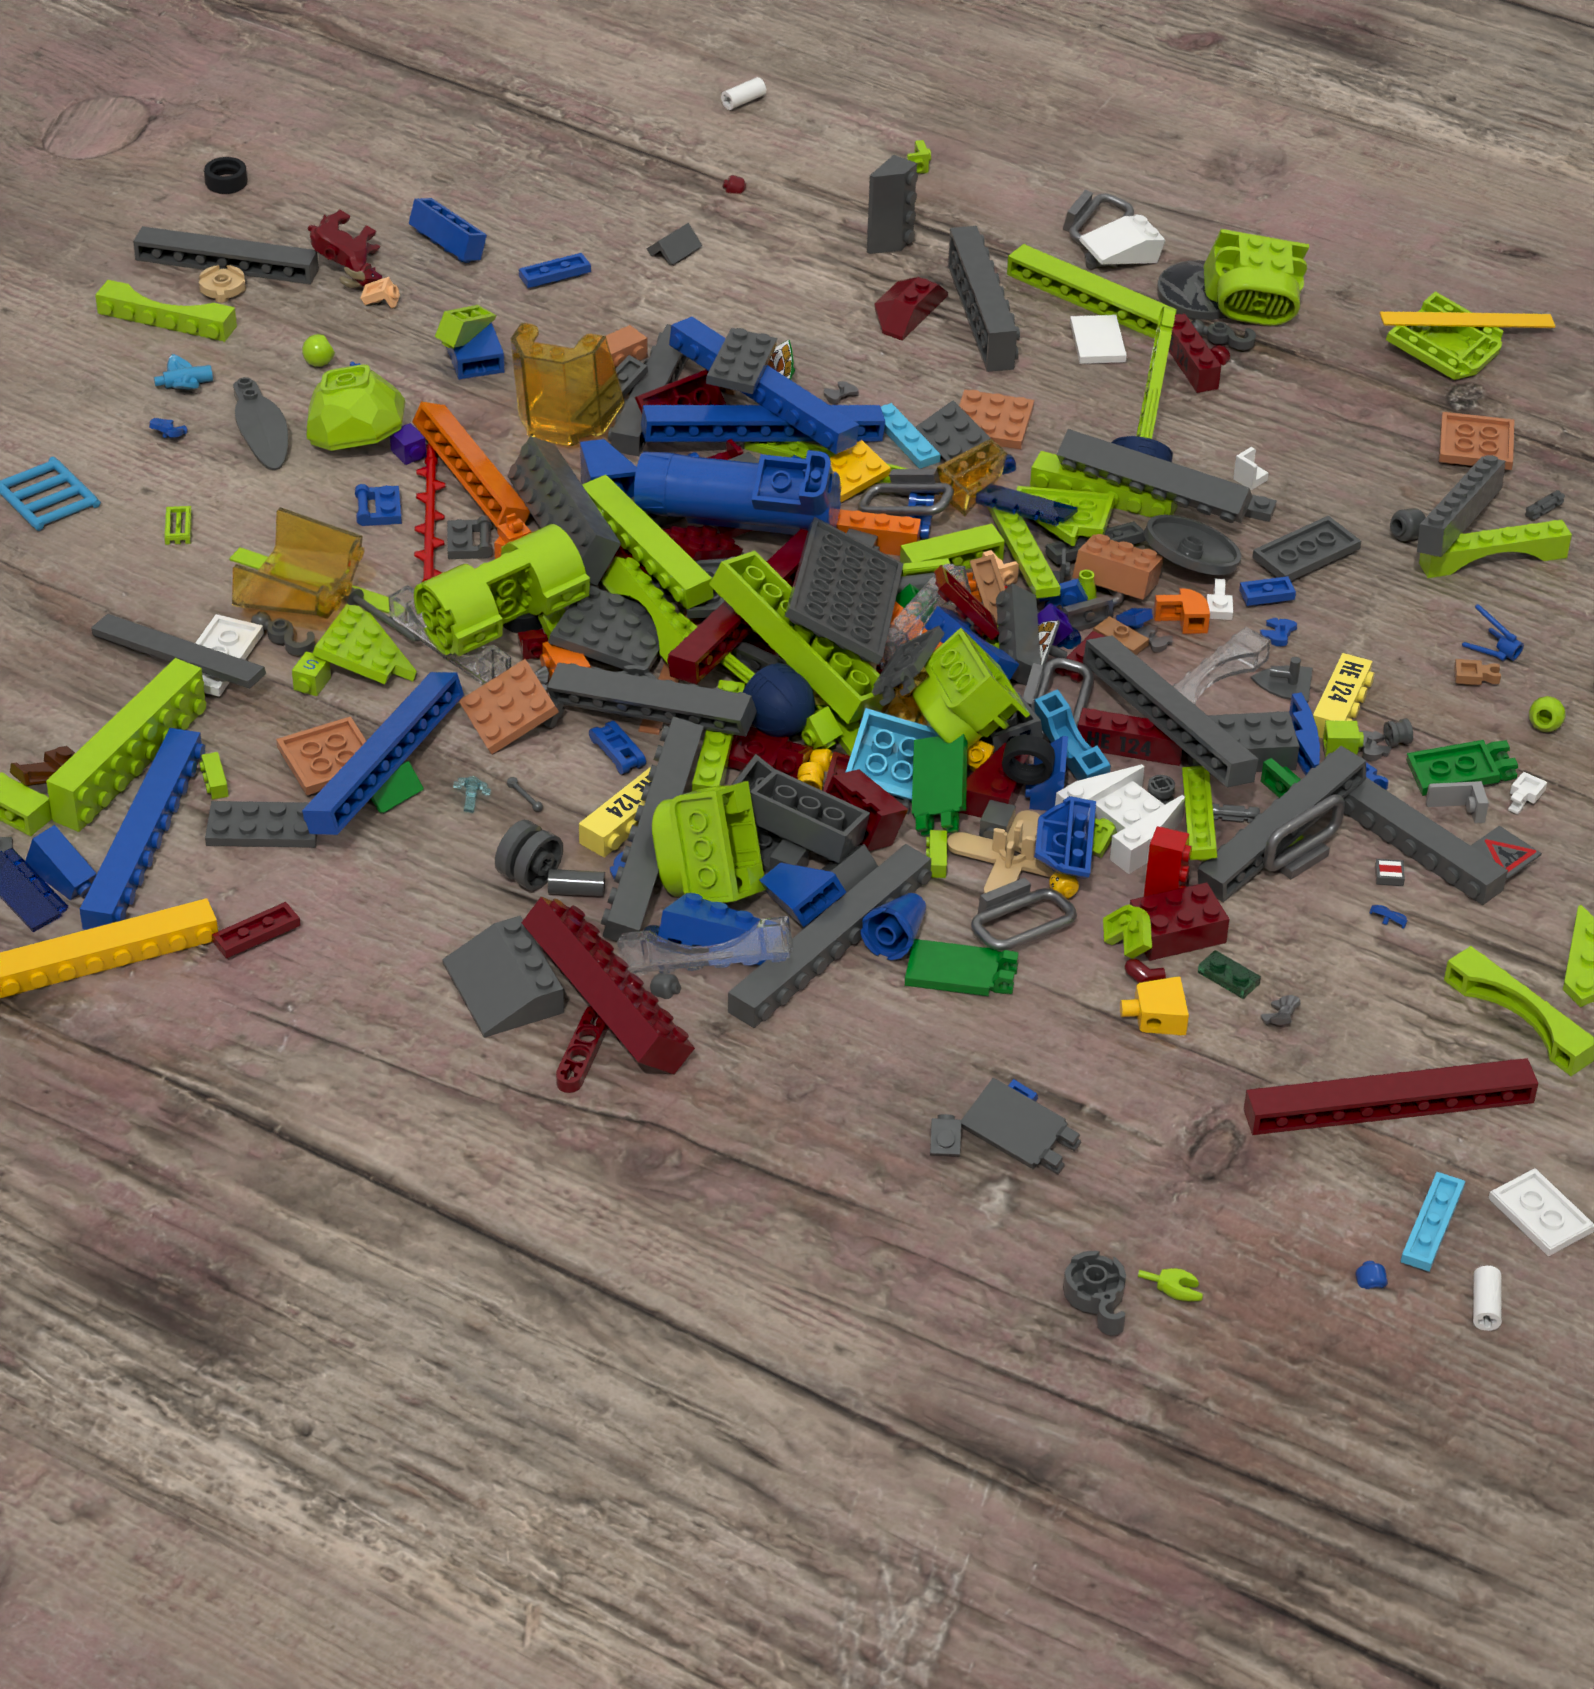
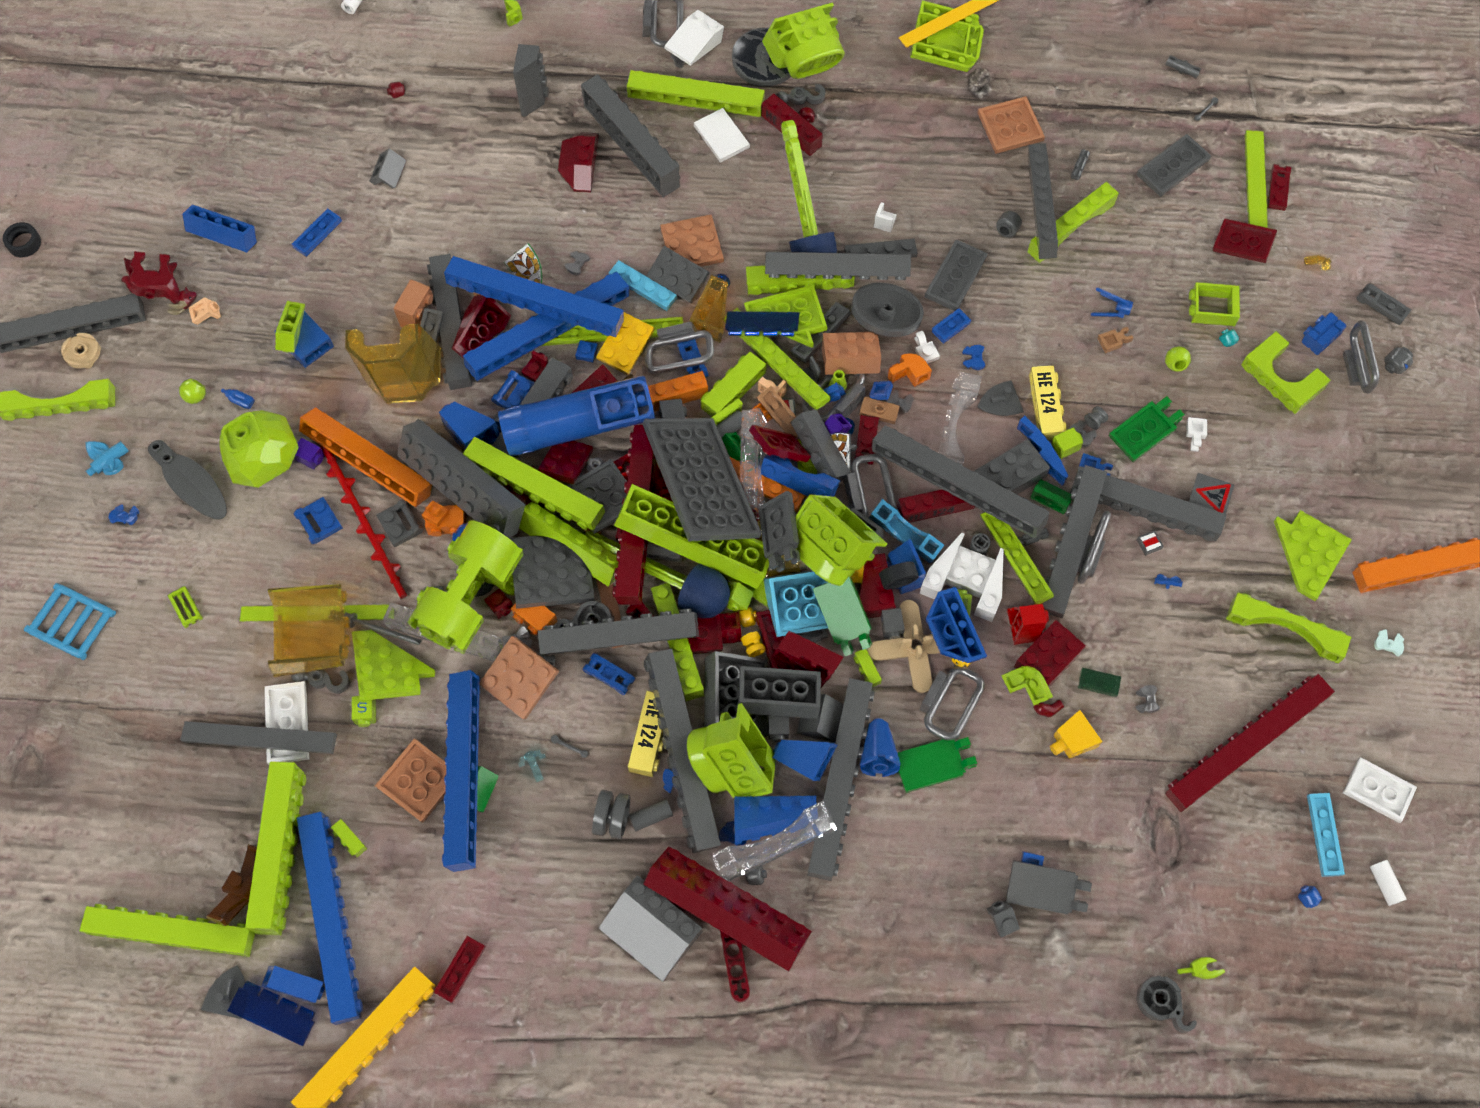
camera: 25 degrees left, 25 degrees up
(258, 825) = (405, 865): dark grey plate -> none
(741, 360) = (513, 287): dark grey plate -> none
(1459, 794) = (1171, 453): light grey bracket -> none

